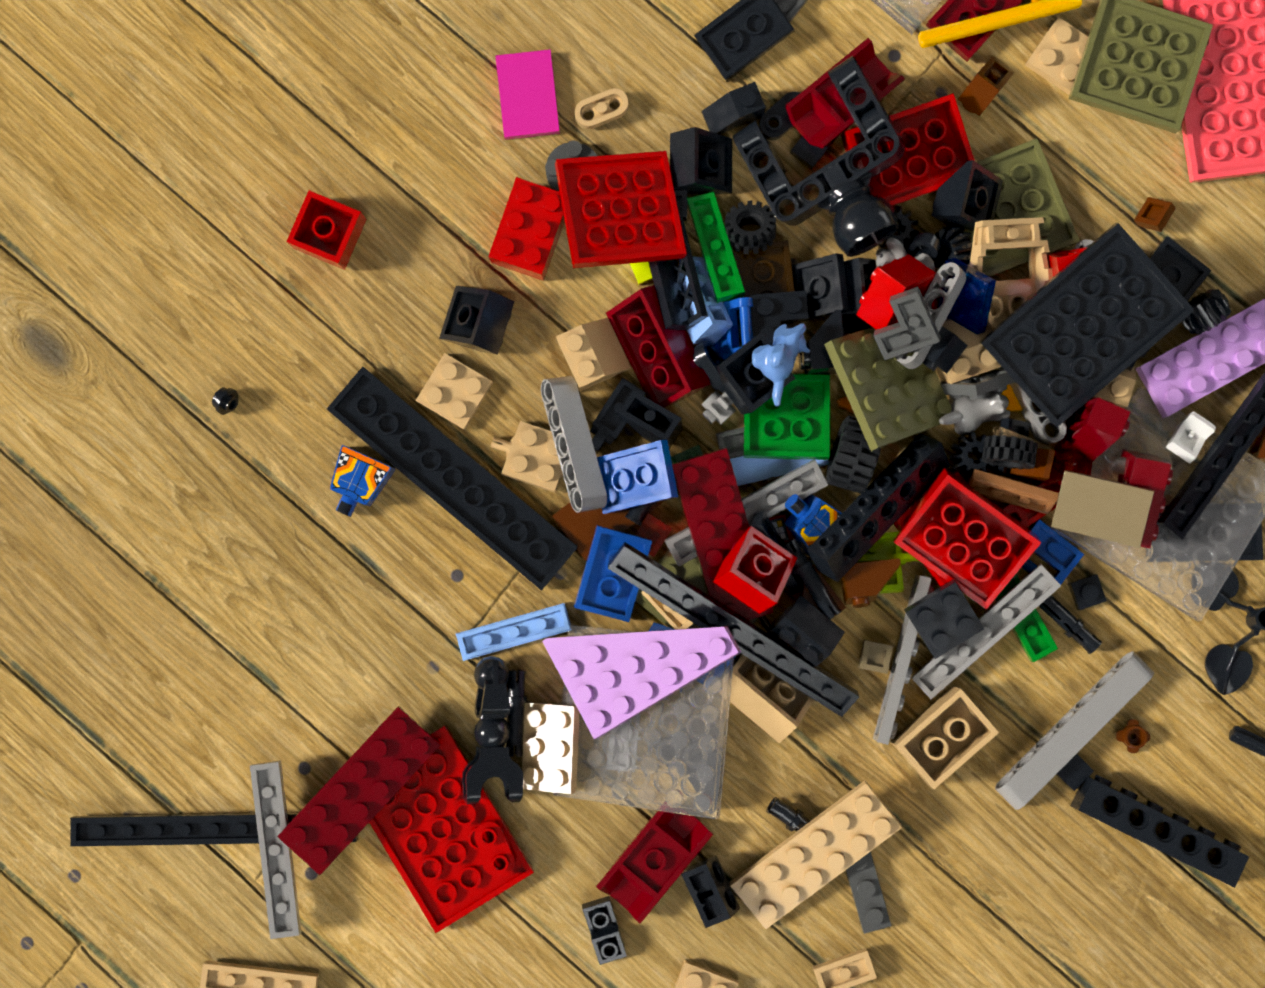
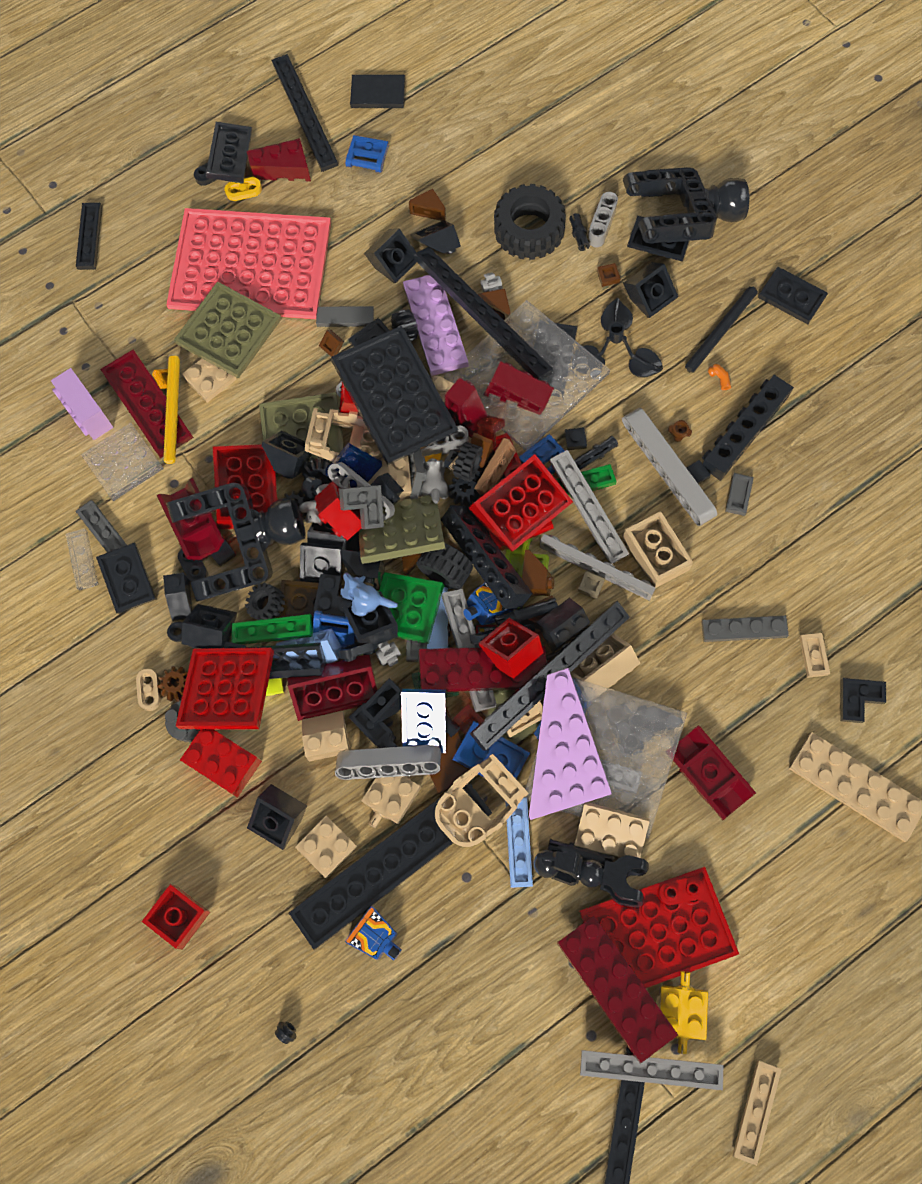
camera: 75 degrees left, 15 degrees down
(354, 877) = (685, 1010): none -> yellow plate
(522, 558) = (463, 819): none -> tan slope
(527, 94) = (120, 741): dark pink tile -> none
(604, 930) = (757, 823): black slope -> none
(627, 137) = (167, 686): none -> reddish brown gear
(686, 114) = (172, 629): none -> black plate
(710, 891) = (740, 735): black brick -> none
(792, 818) = (698, 666): black pin -> none
(815, 854) = (726, 656): tan plate -> none
(944, 619) = (574, 530): black plate -> none
(985, 86) = (214, 428): reddish brown slope -> none
(1055, 835) = (739, 494): none -> dark grey tile
(1102, 508) = (520, 410): dark tan tile -> none
(1190, 436) = (484, 350): white bracket -> none
(1203, 222) = (345, 316): none -> dark grey tile
(1235, 781) = (723, 375): none -> orange arm

